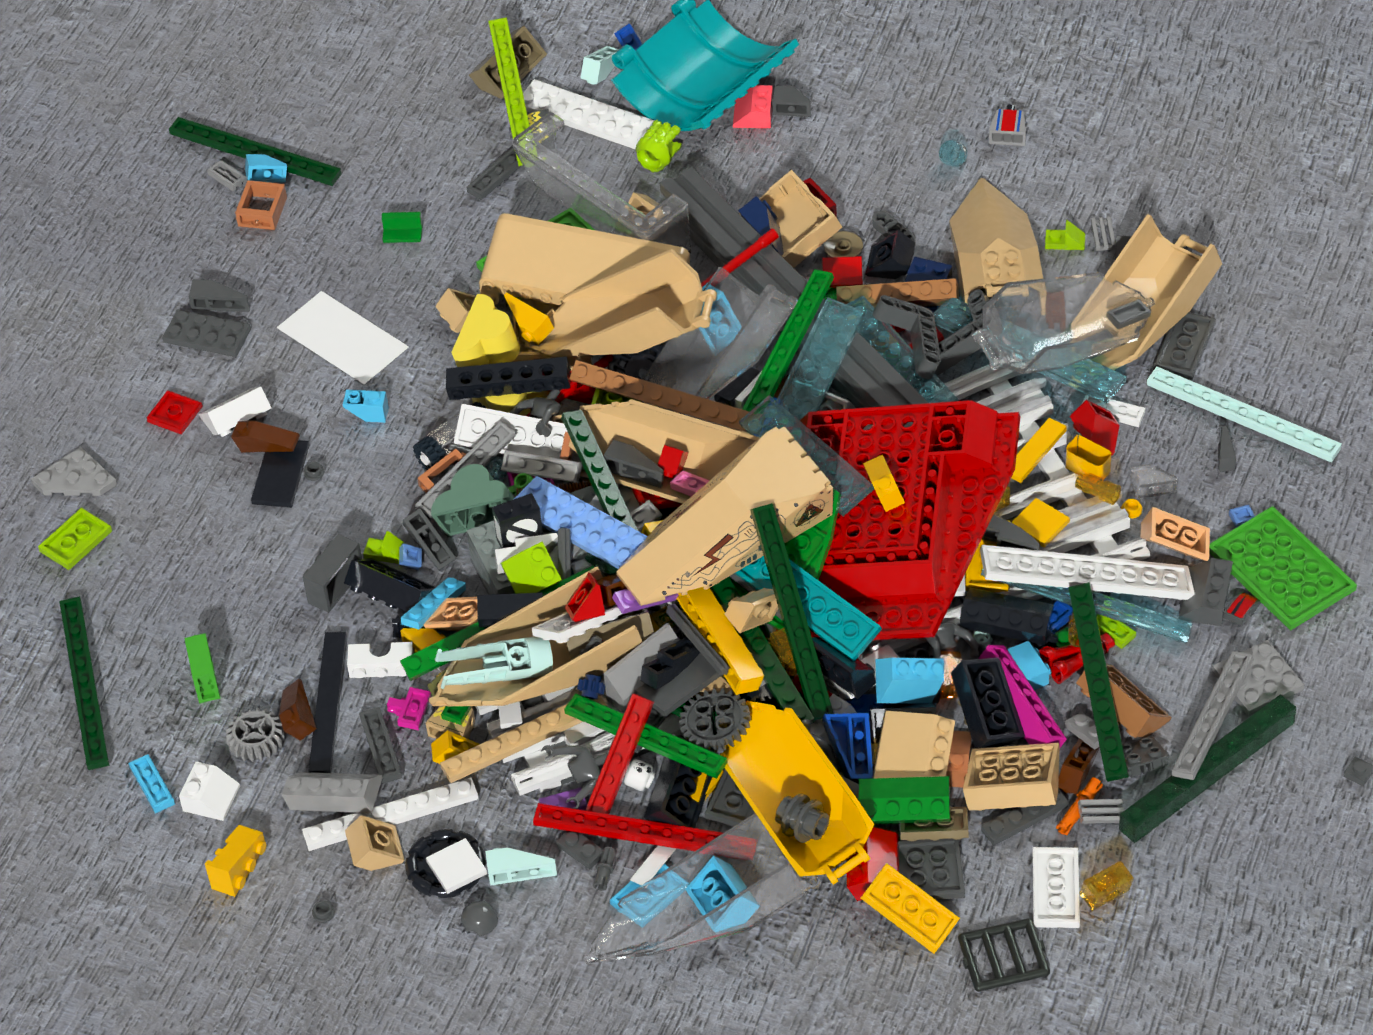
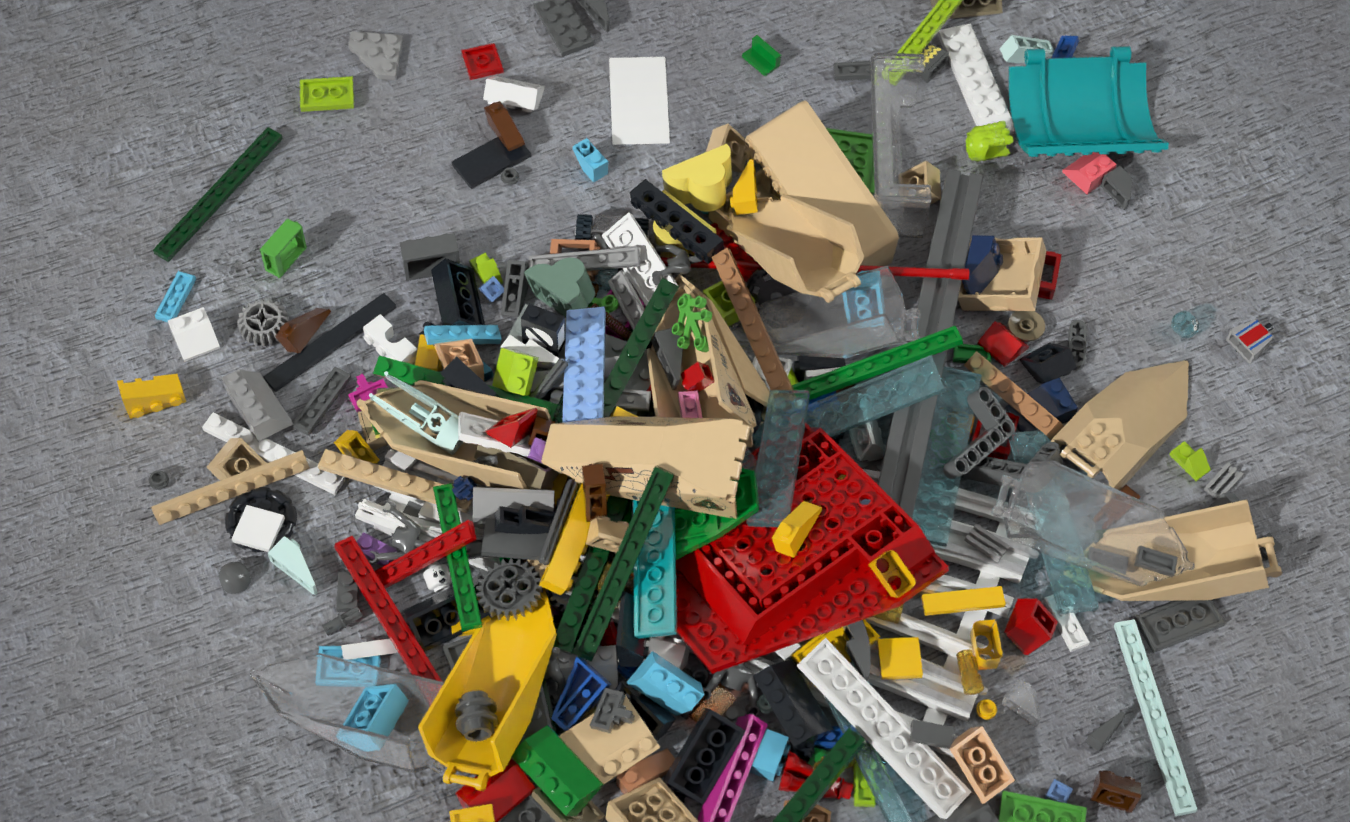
camera: 40 degrees right, 10 degrees up
(394, 860) = (230, 487): none -> tan plate
(628, 418) = (685, 305): none -> bright green plant
(712, 579) = (594, 491): none -> reddish brown slope
(894, 727) = (611, 711): none -> dark grey hinge
(1001, 445) = (902, 572): none -> yellow piece
(1002, 398) = (988, 540): none -> light grey tile
(1122, 547) = (931, 734): none -> dark grey tile
(1279, 478) = (1116, 791): none -> reddish brown slope

